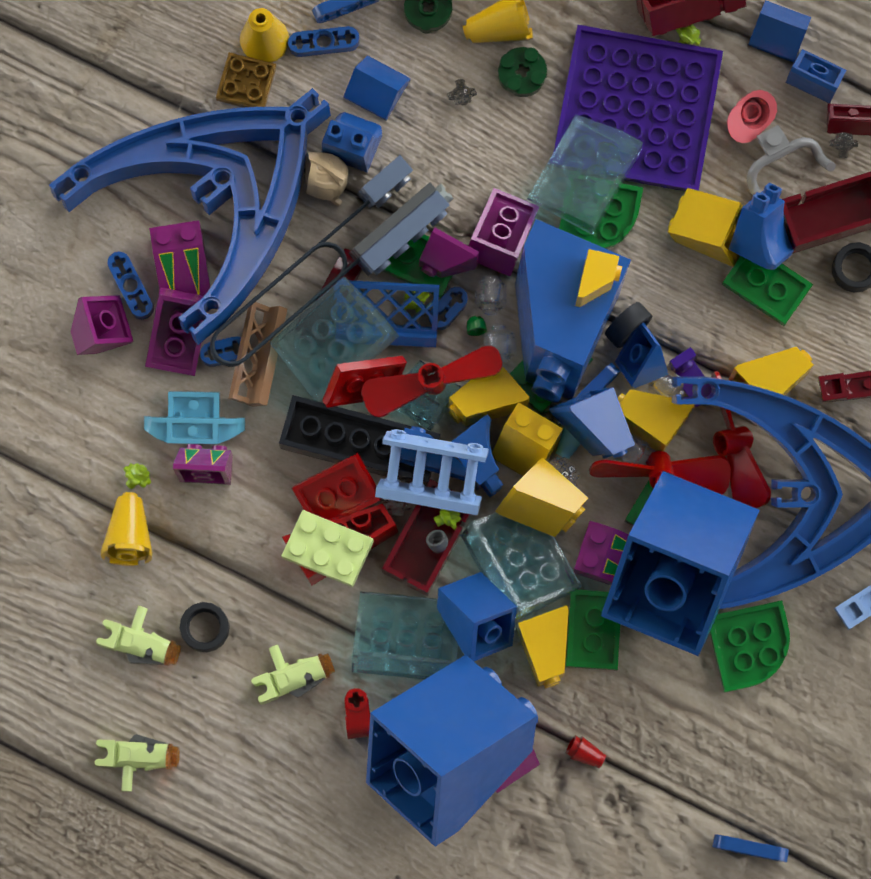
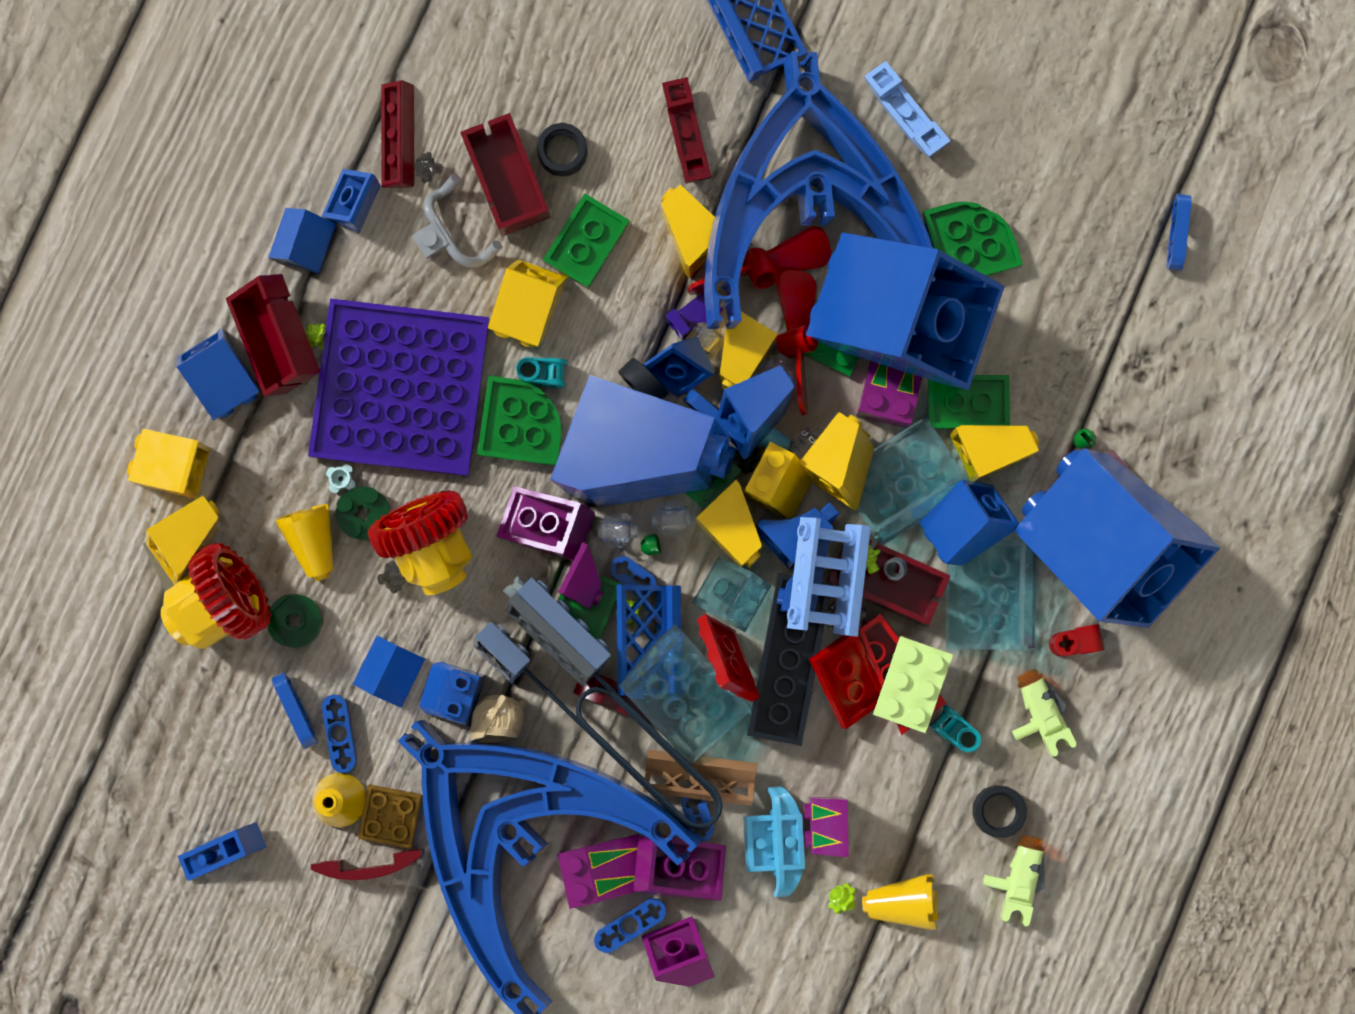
camera: 90 degrees left, 5 degrees up
(138, 753) = (1139, 871): yellowish green piece -> none
(202, 32) = (336, 869): none -> dark red slope
(284, 591) = (954, 729): none -> teal piece
(390, 393) = (741, 631): red piece -> none
(491, 119) = (426, 541): none -> piece
(555, 744) = (1080, 443): none -> green hinge
(560, 48) = (334, 473): none -> light aqua plate
(585, 172) = (477, 437): clear light blue slope -> none
(585, 752) = (1095, 405): red cone -> none
(597, 276) = (613, 408): yellow slope -> none
(644, 240) = (544, 371): none -> teal piece
(751, 116) = (402, 264): coral piece -> none
(762, 230) = (535, 245): blue hips -> none

